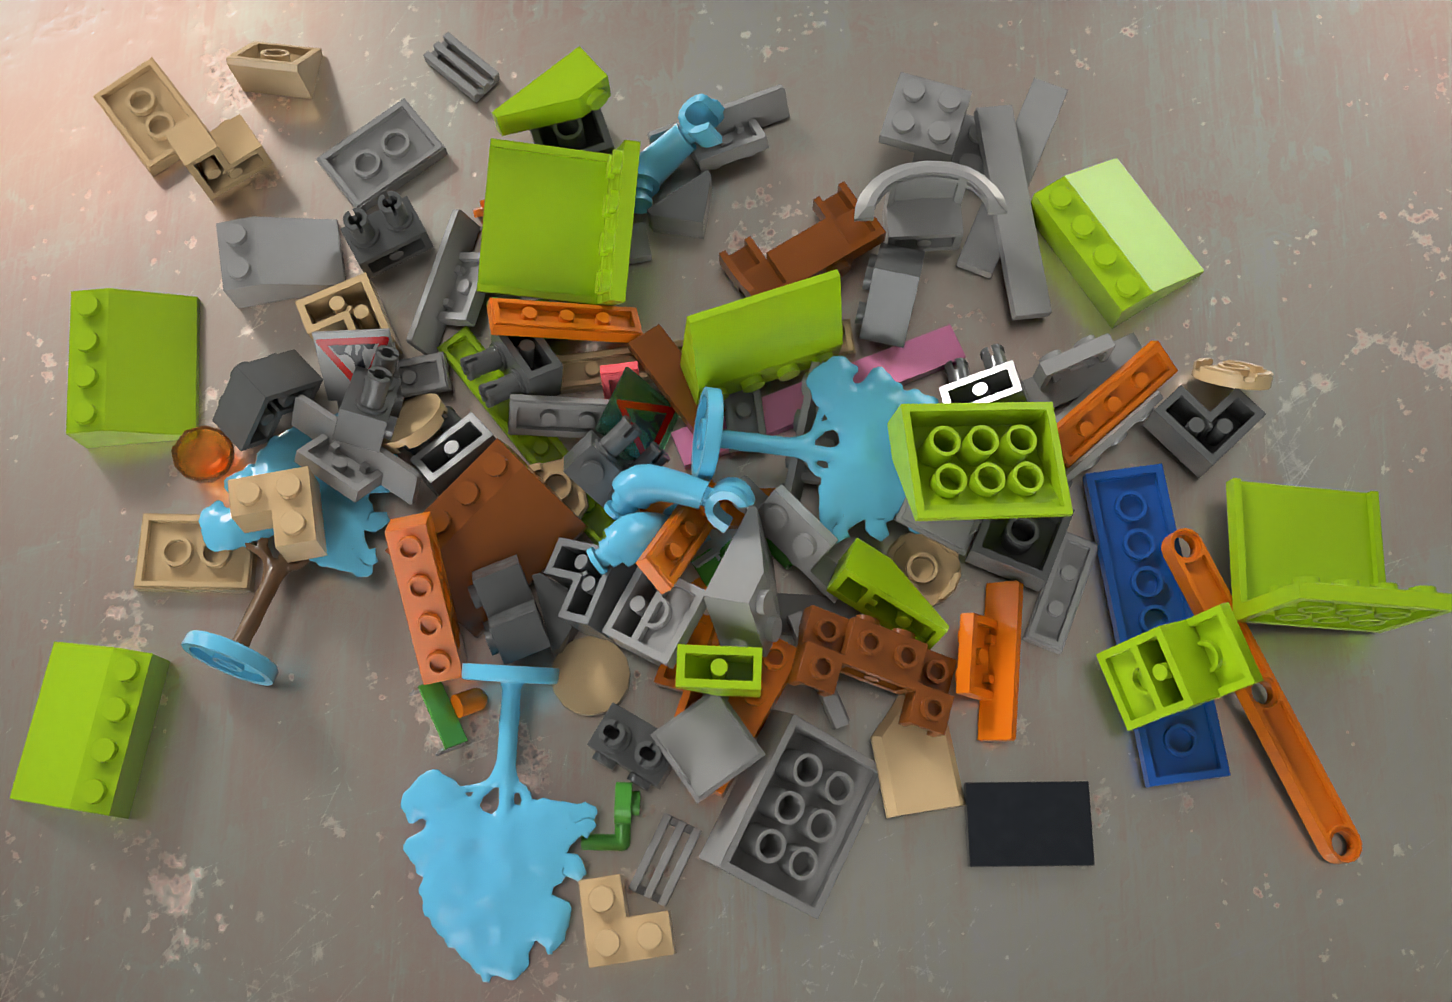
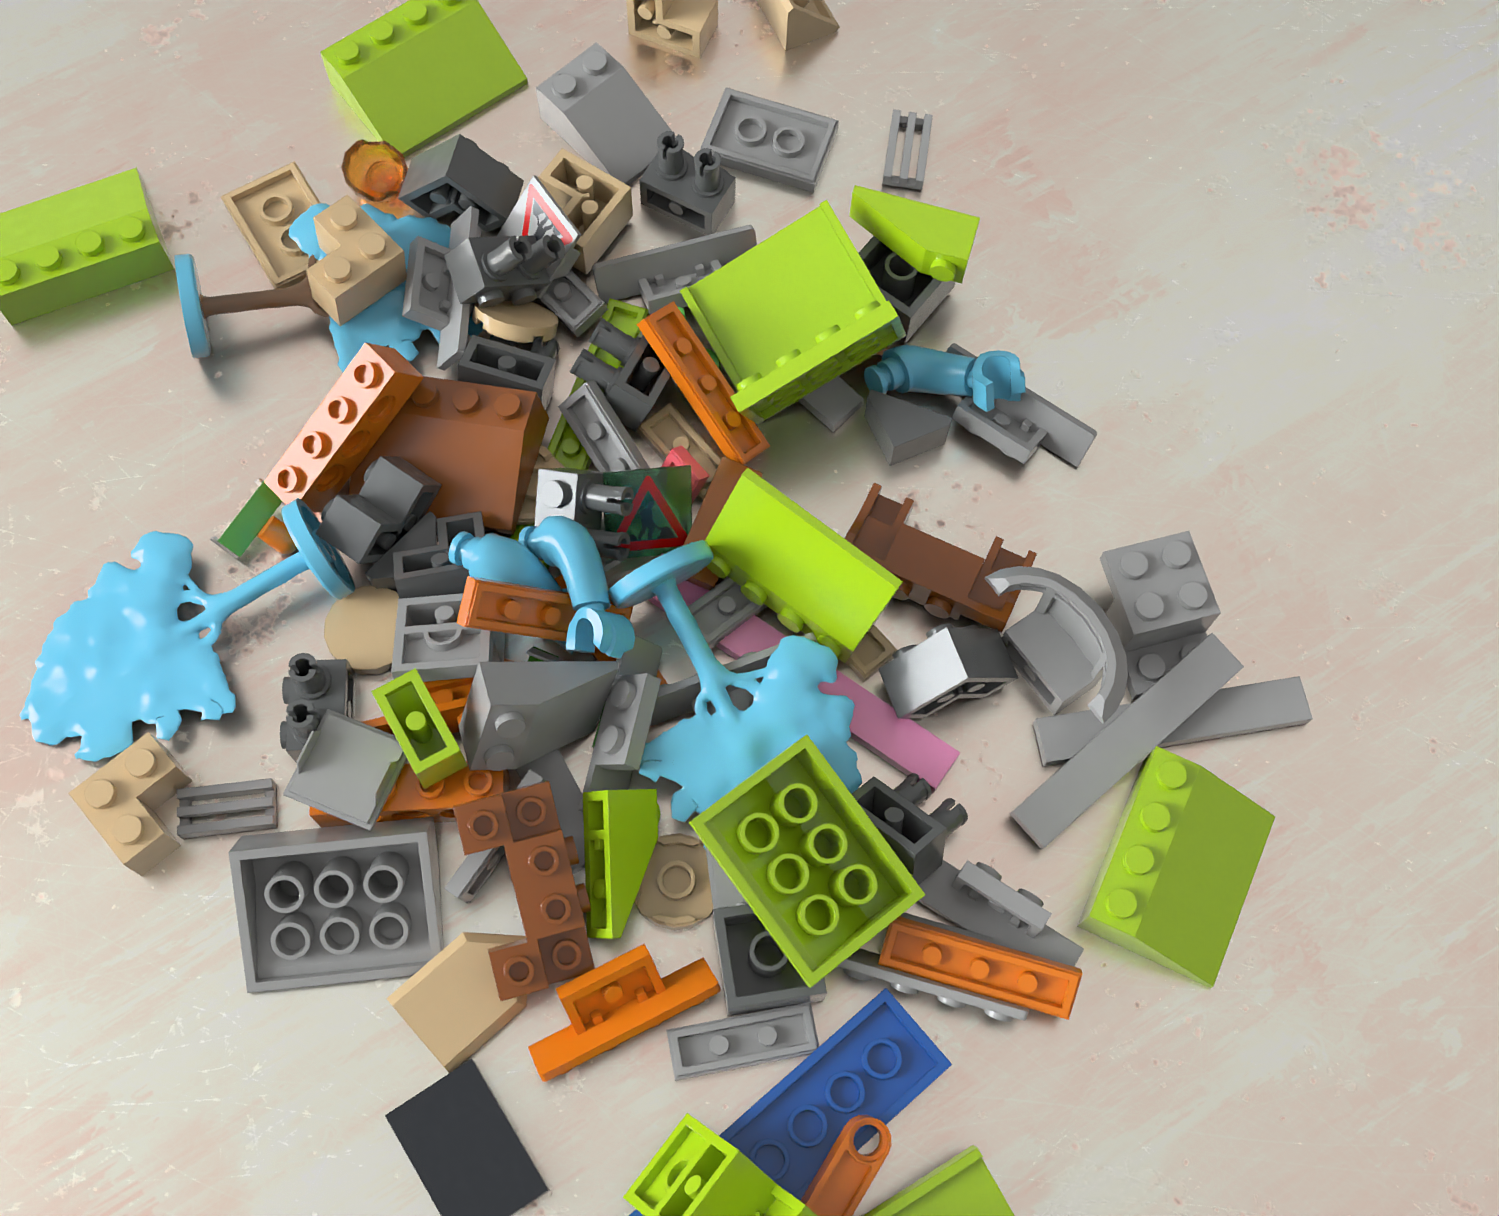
camera: 50 degrees right, 5 degrees down
(626, 805) = (253, 736): bright green plate -> none
(1200, 435) = (1011, 1094): dark grey brick -> none
(1233, 374) = (1103, 1087): tan tile -> none

